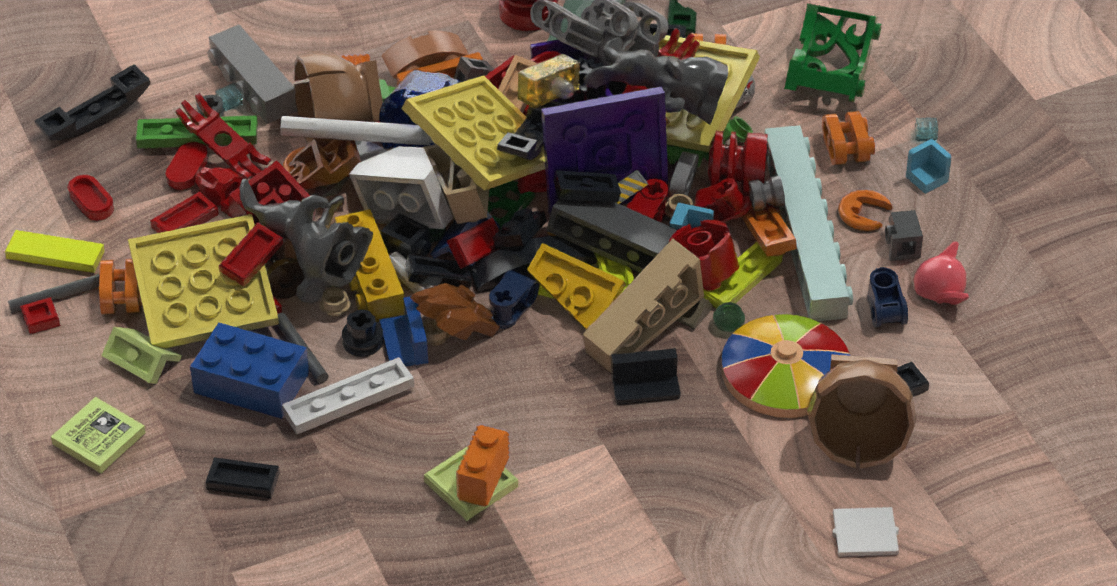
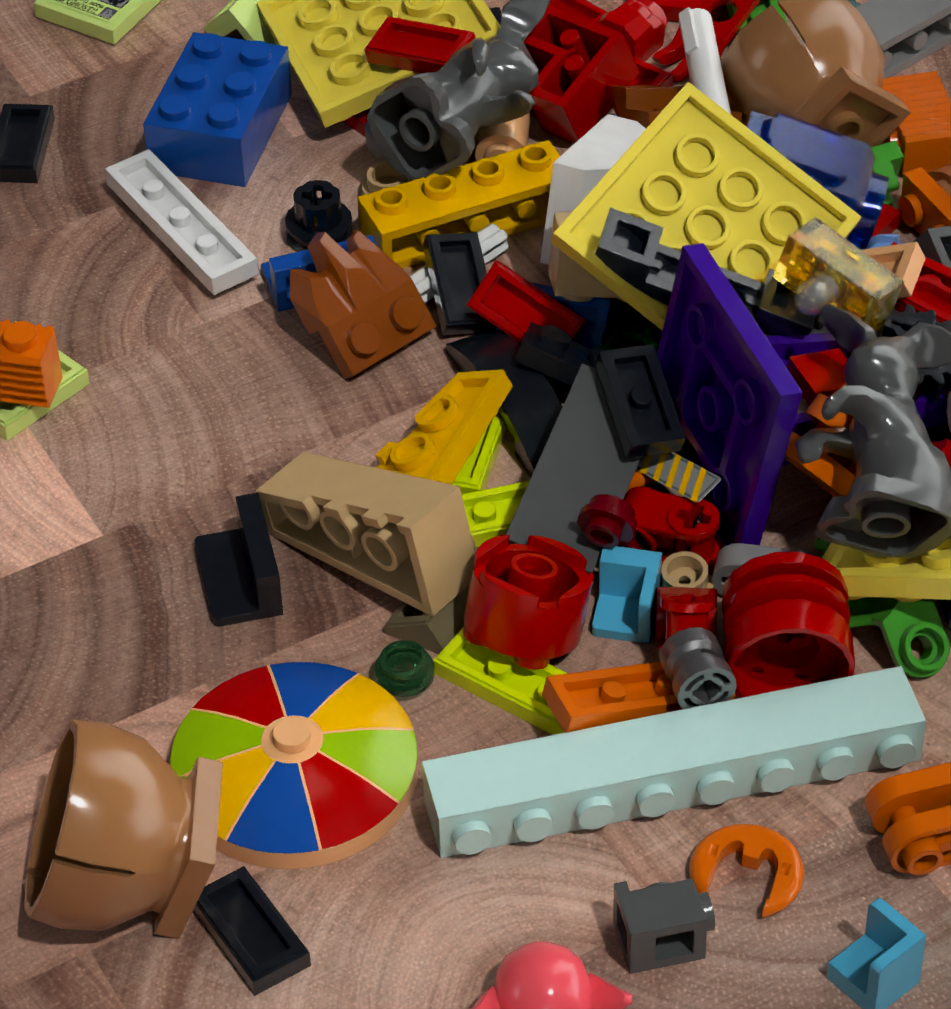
camera: 85 degrees right, 0 degrees up
(294, 337) = (290, 166): dark grey bar -> none
(406, 237) = (517, 239): black brick -> none
(512, 298) = (409, 376): dark blue piece -> none
(665, 212) = (609, 522): none -> dark red plate
(886, 298) = (473, 899): dark blue piece -> none

